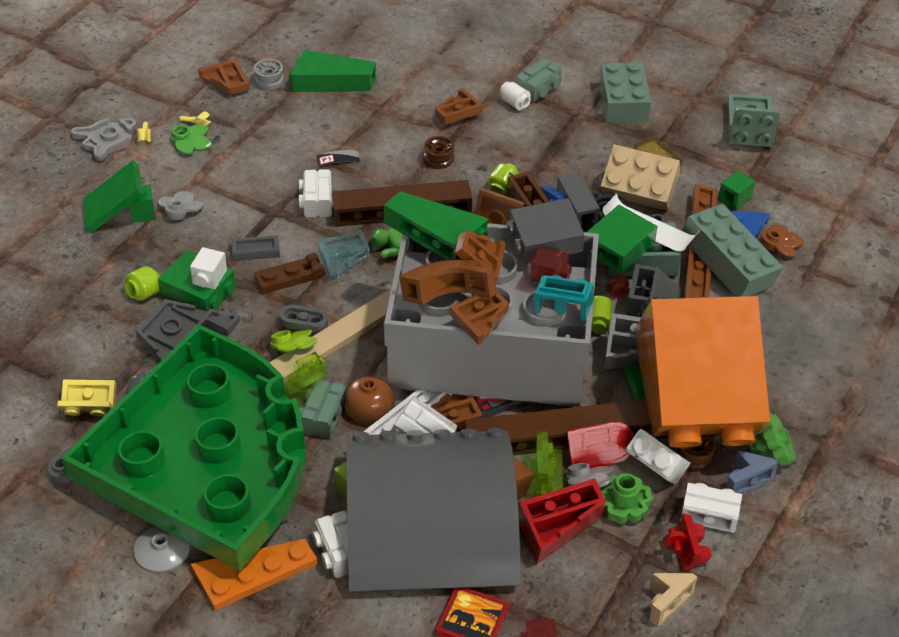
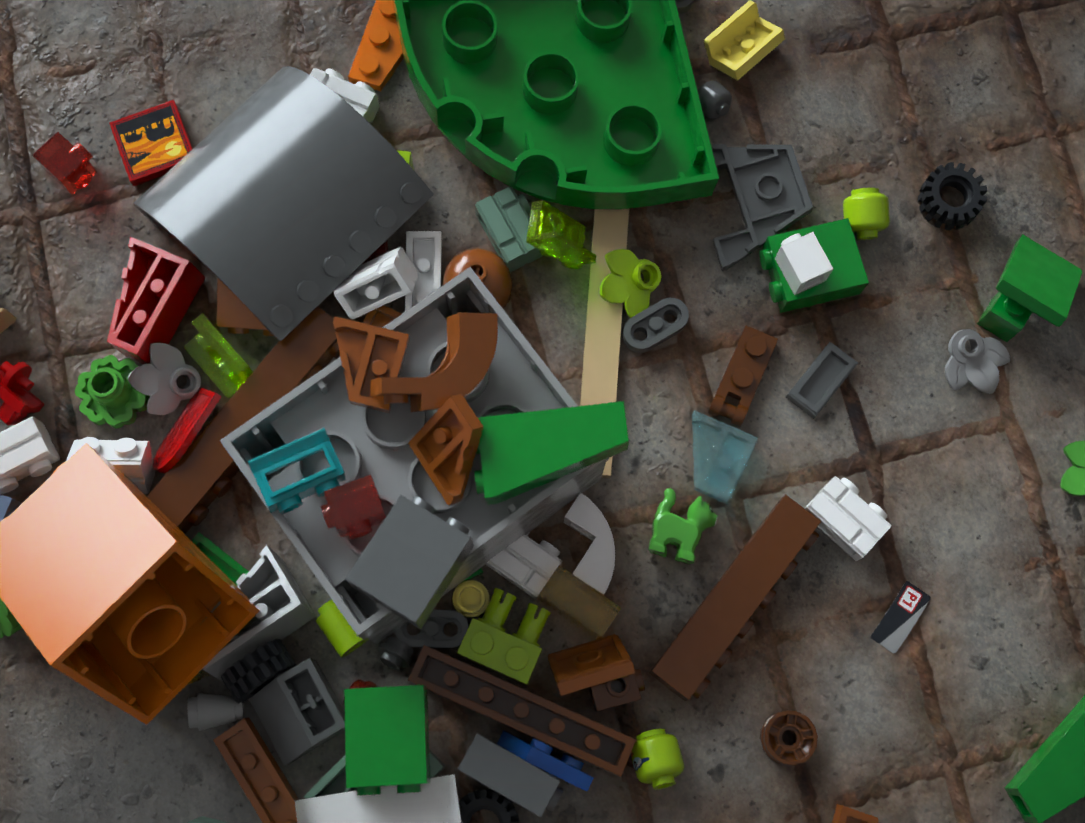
camera: 135 degrees right, 30 degrees up
(95, 271) = (961, 180): none -> black tyre

